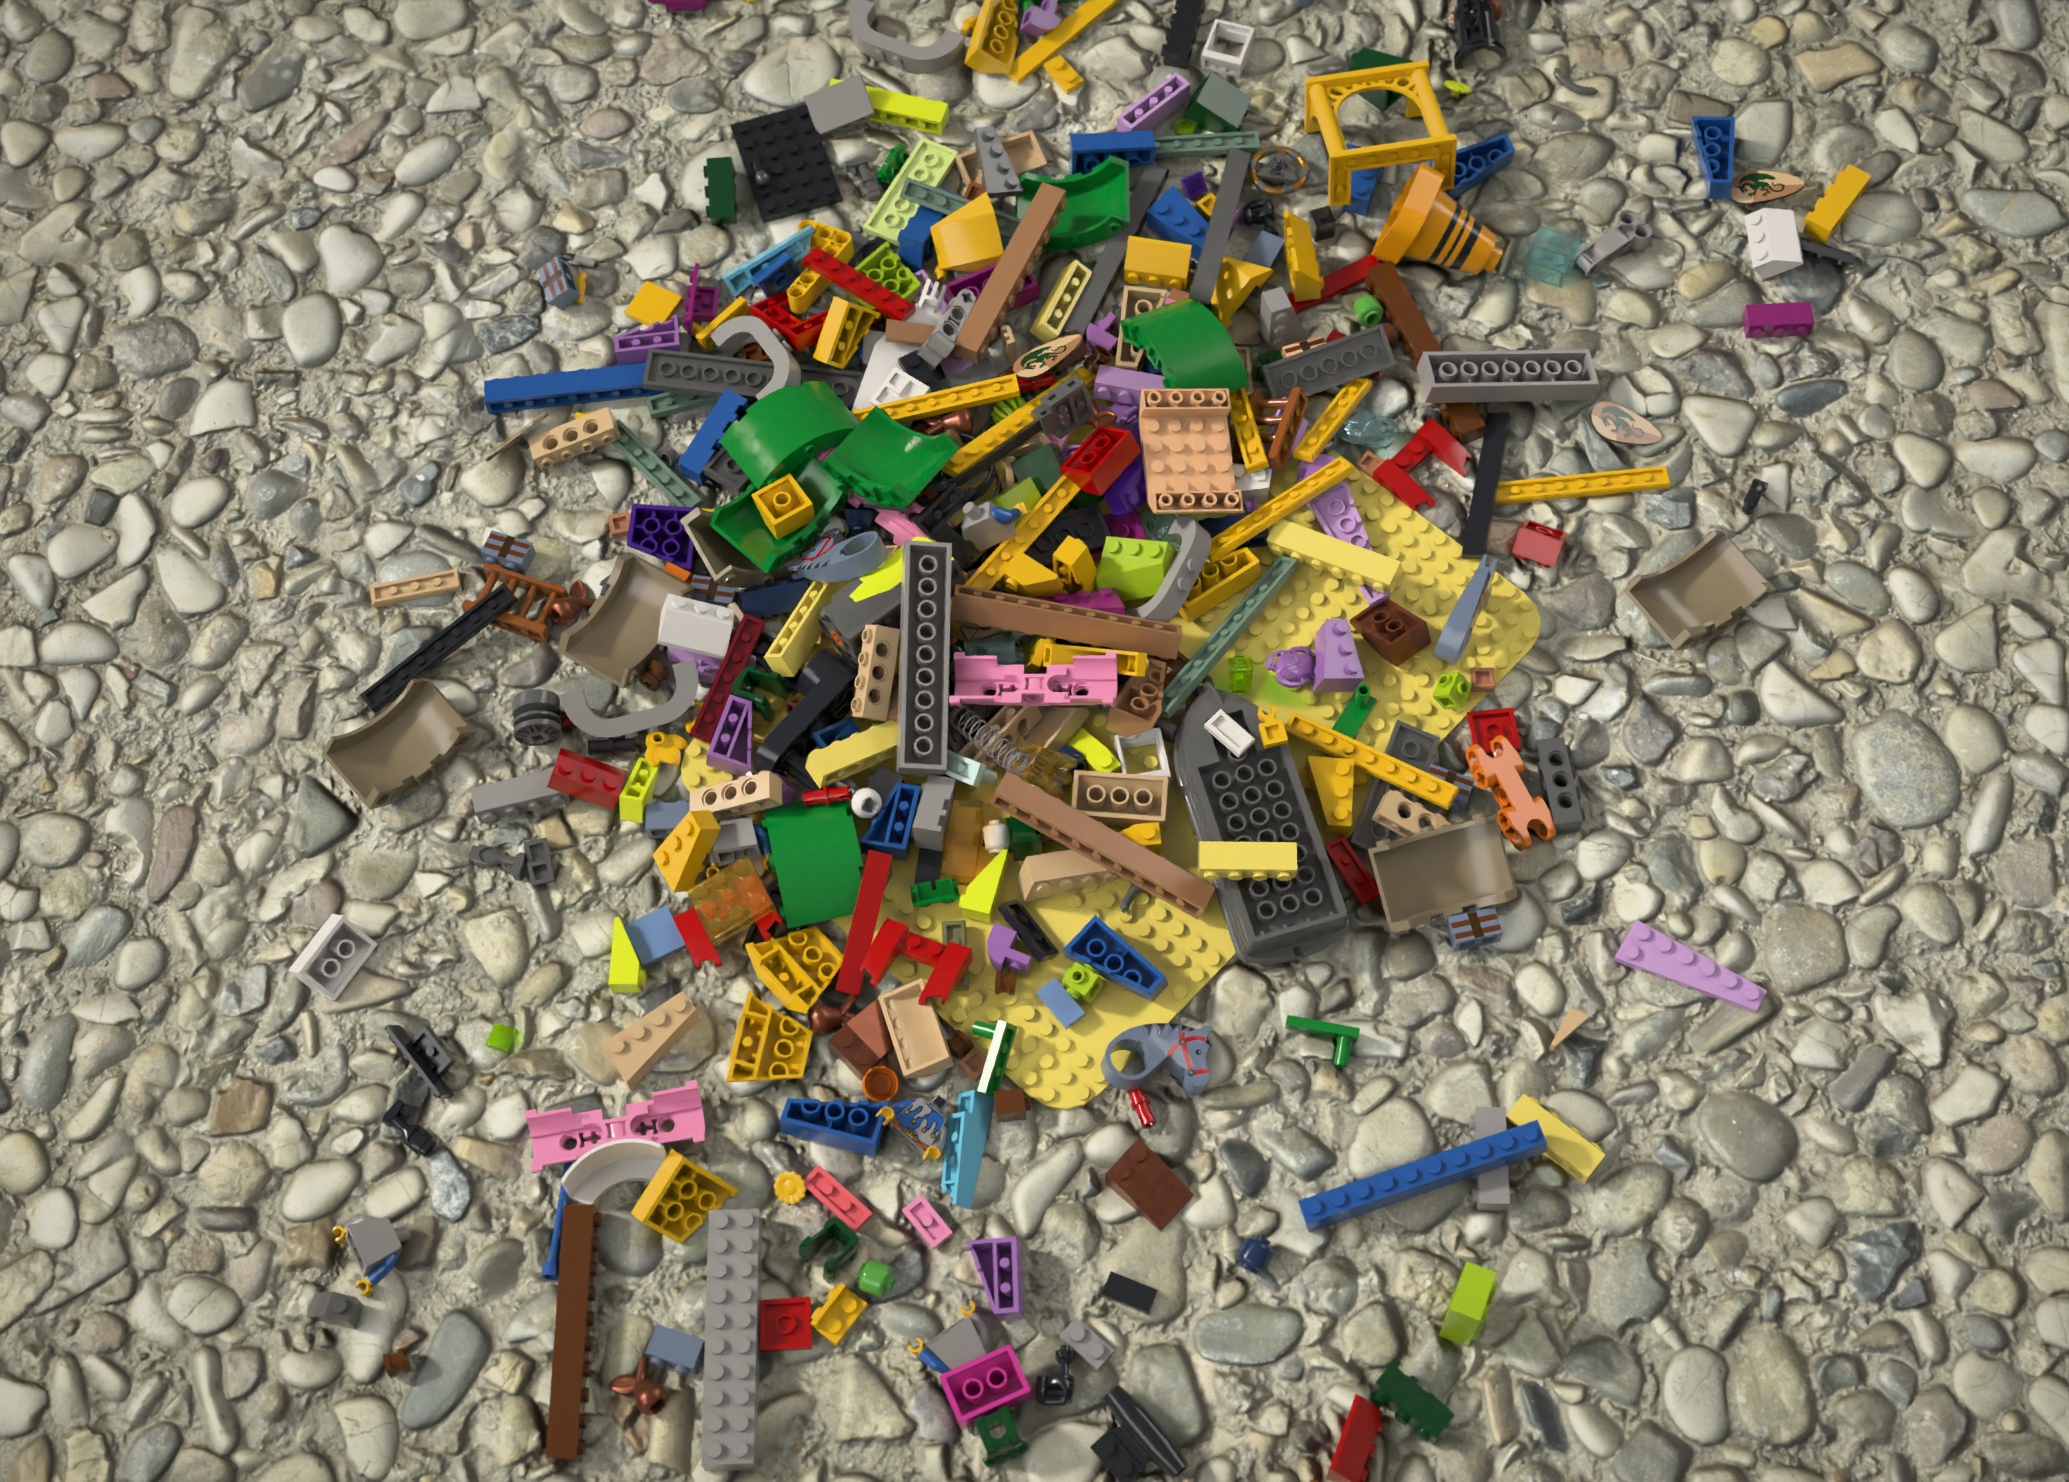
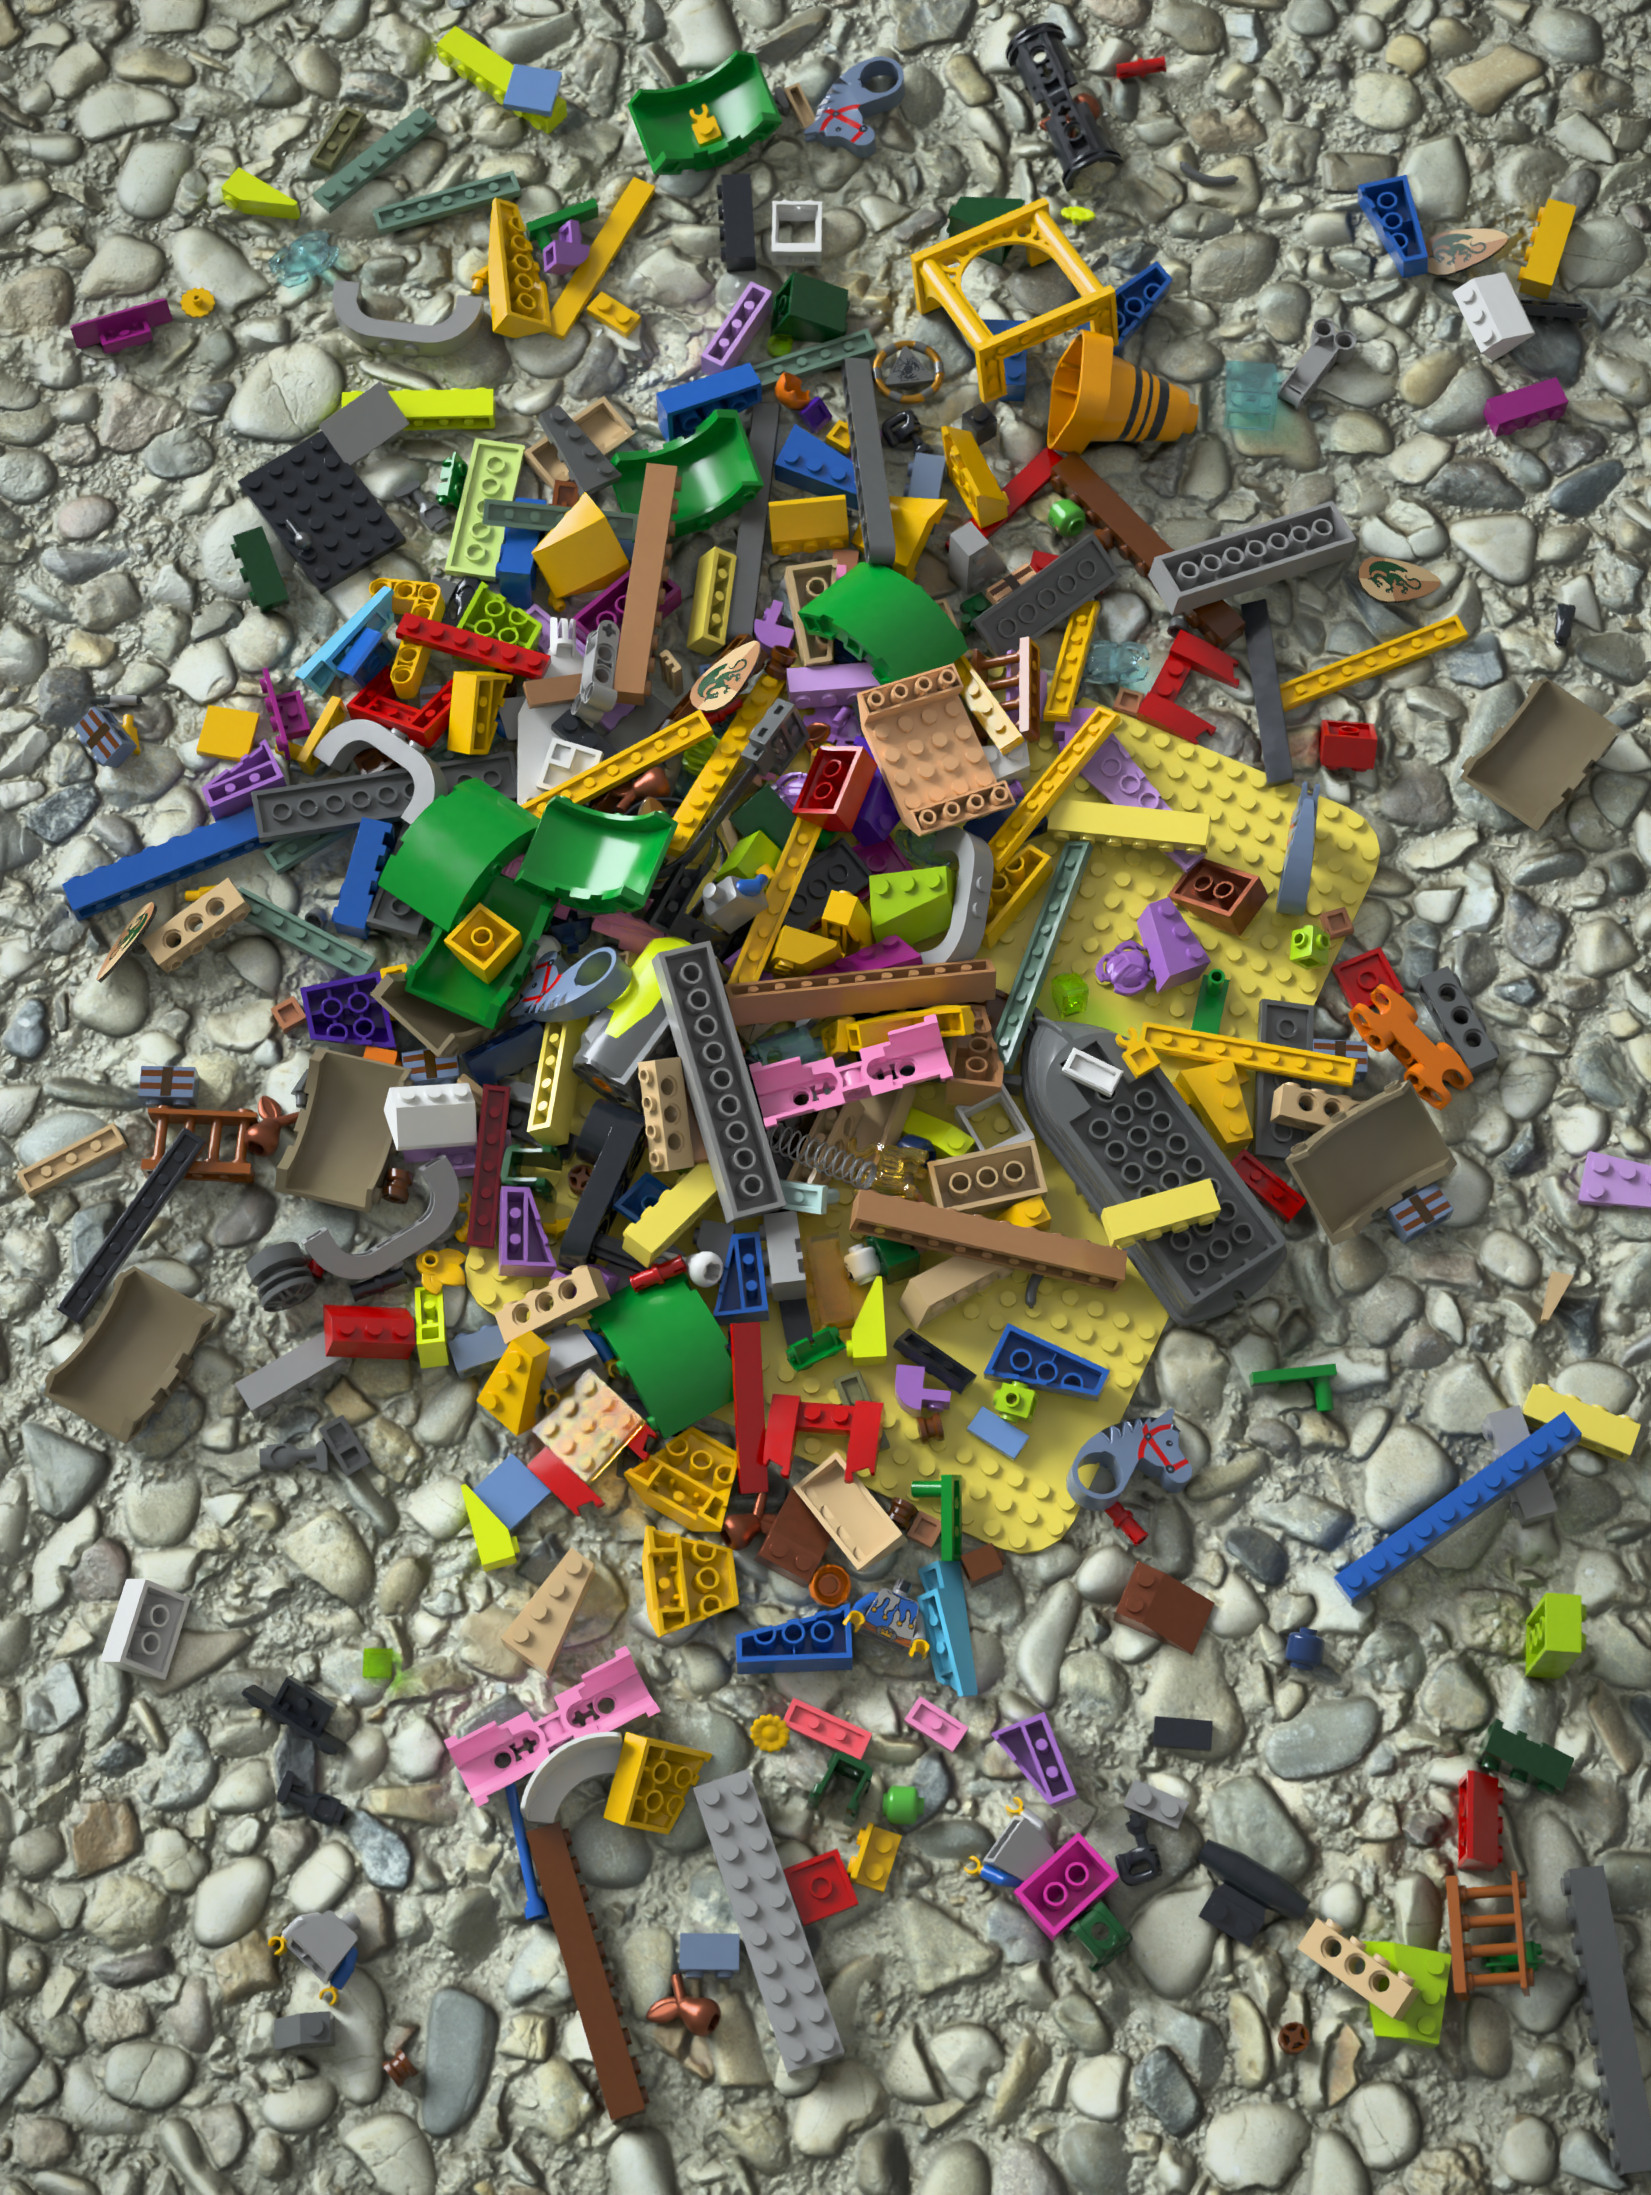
camera: 20 degrees left, 5 degrees up
(1179, 162) = (789, 392): none -> orange hair

